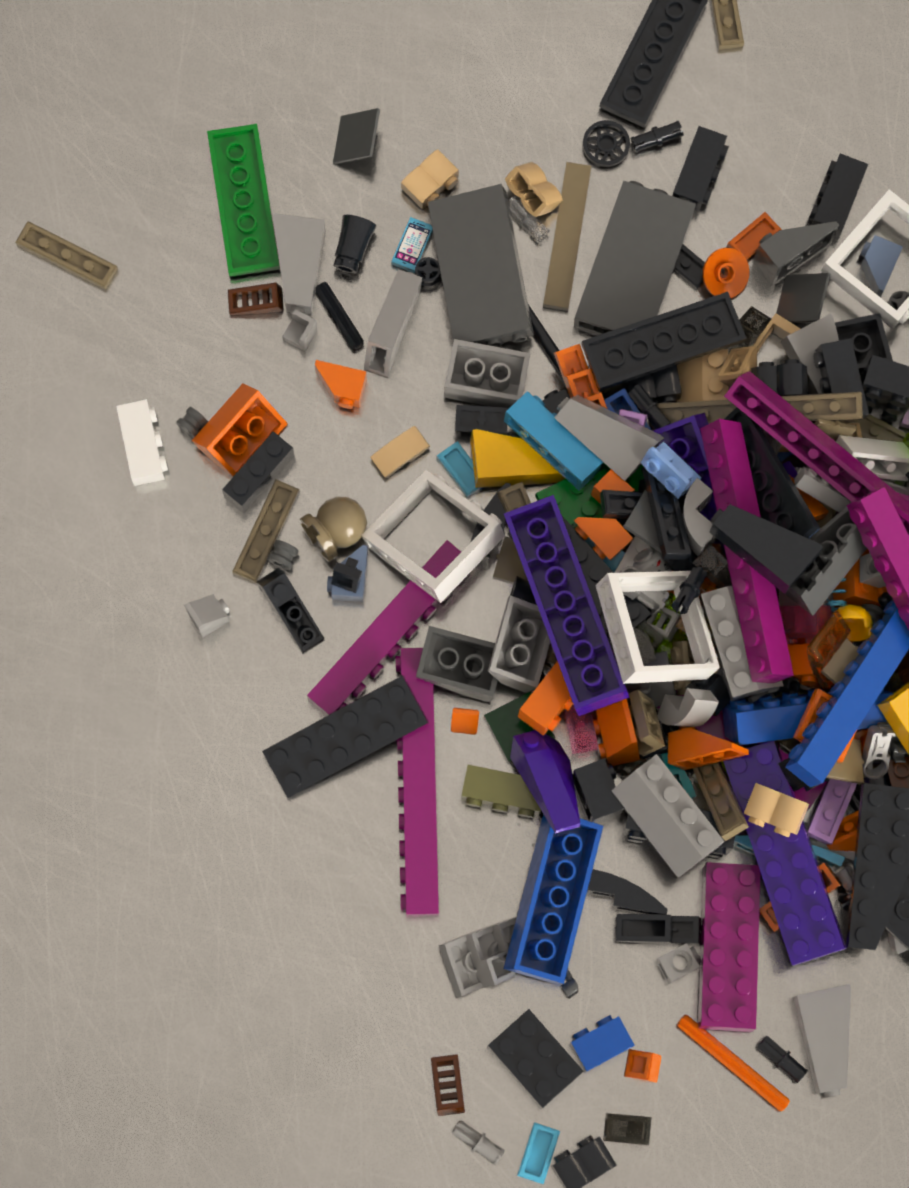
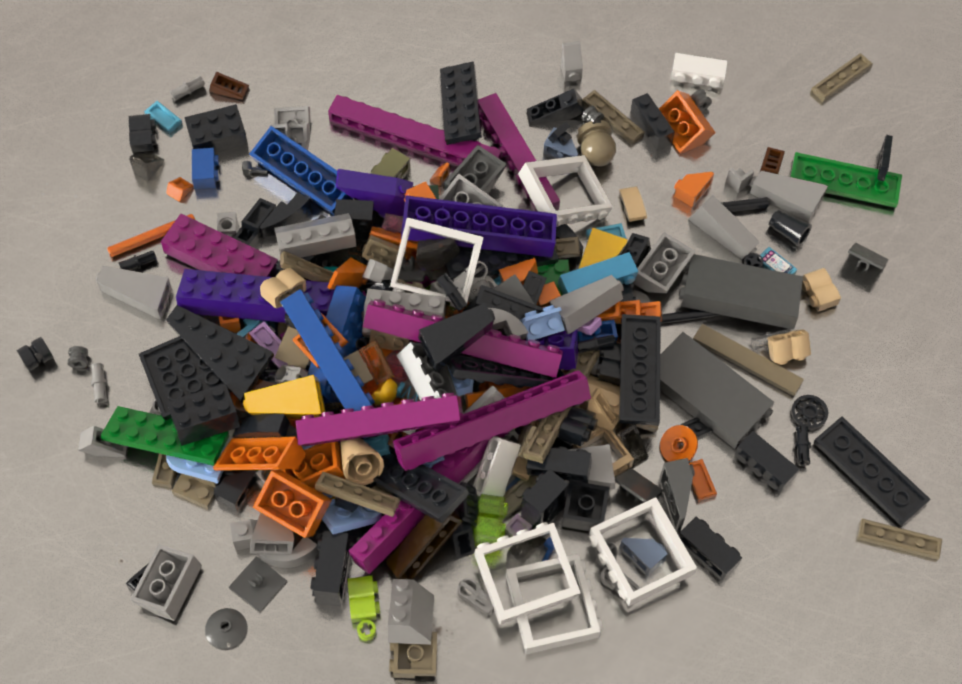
camera: 115 degrees right, 15 degrees down
(195, 156) = (884, 158): none -> black tile

